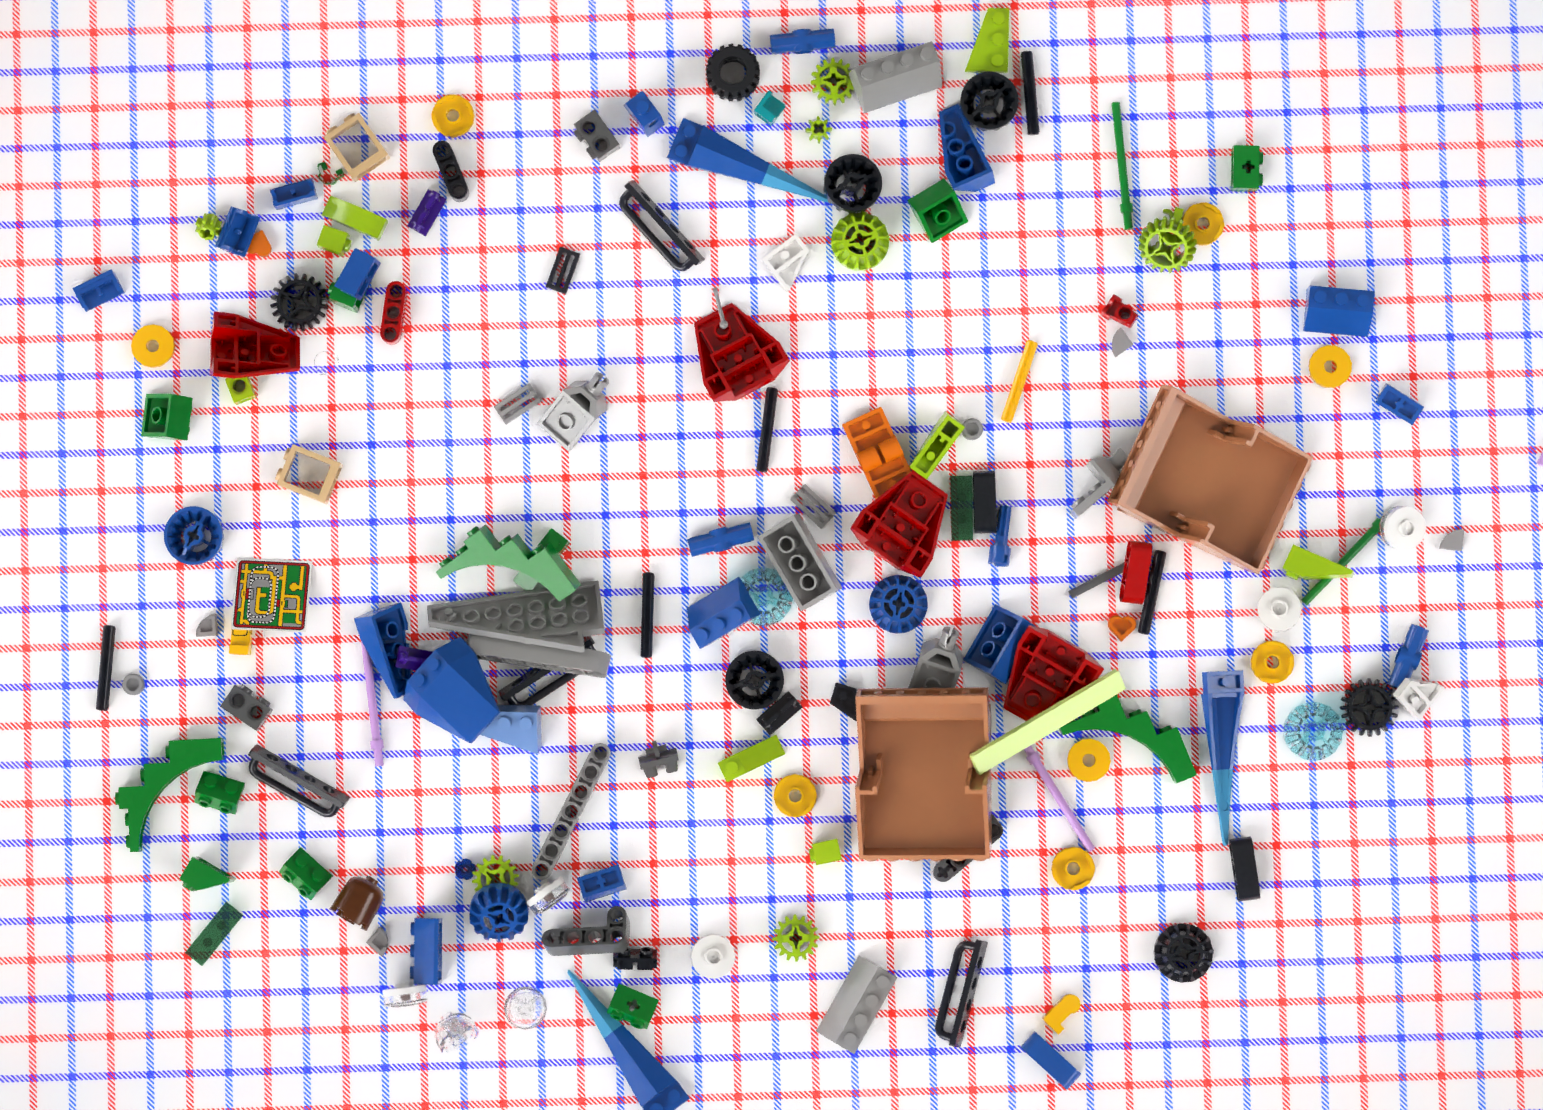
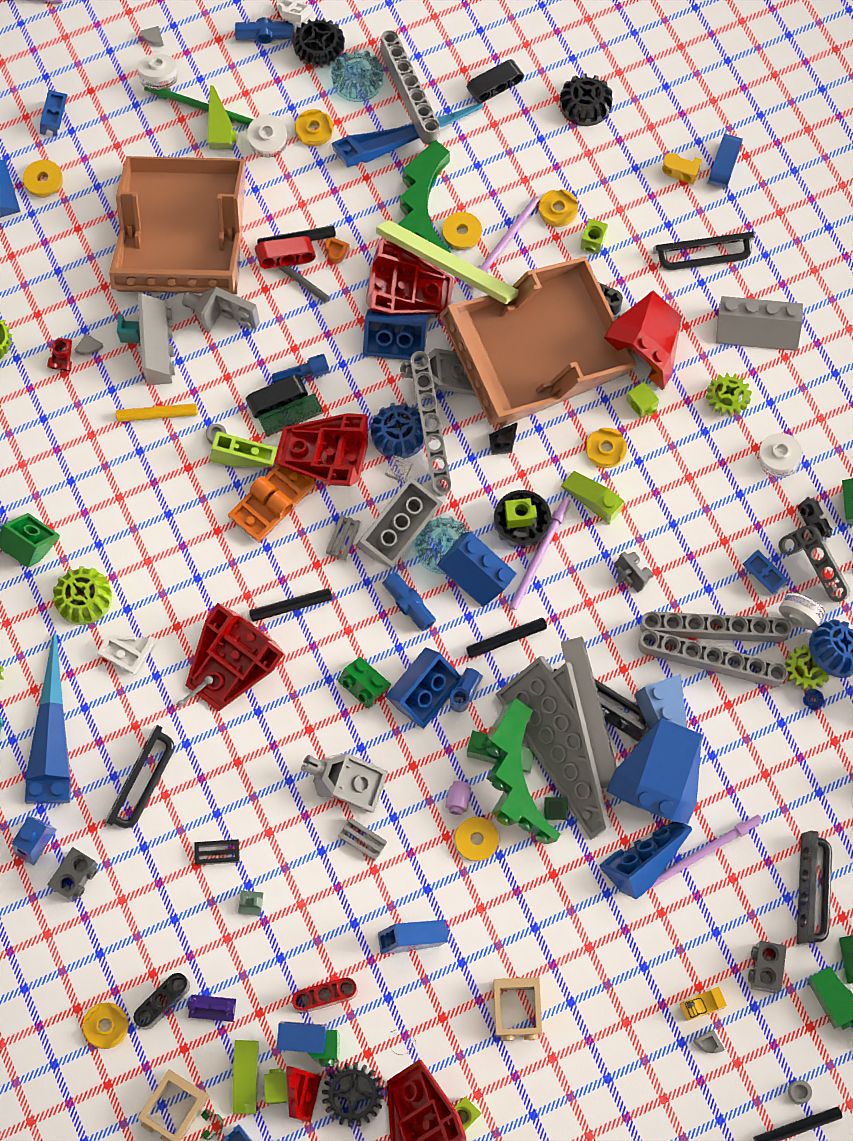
camera: 110 degrees left, 15 degrees down
(175, 527) = (650, 1096): blue gear -> none
(271, 595) = (650, 992): sticker -> none
(319, 259) = (302, 1093): none -> red wing
(409, 410) = (412, 936): none -> blue slope
(411, 657) = (645, 826): dark purple hinge -> none
(460, 501) = (480, 826): none -> yellow tile
(468, 587) = (556, 808): none -> dark green plate
(504, 282) = (250, 903): none -> sand green tile
(516, 504) = (458, 797): none -> lavender brick
(533, 799) = (723, 656): none -> light grey beam
(615, 556) = (465, 688): none -> blue piece
(631, 518) = (424, 687): none -> blue slope
(661, 466) = (363, 682): none -> green bracket
(743, 715) = (556, 519): none -> lavender bar
(758, 667) = (514, 520): none -> lime brick
(779, 713) = (548, 491): black hinge -> none
(858, 587) = (398, 468): none -> clear plate
(862, 172) = (26, 606): black gear -> none
(887, 887) = (651, 332): none -> wedge
(893, 635) = (433, 413): none -> light grey beam
(1032, 888) = (596, 229): none -> lime brick
(1092, 407) = (155, 340): none -> light grey slope
(1118, 388) = (128, 330): none -> teal panel
(1282, 775) = (409, 87): none -> light grey beam

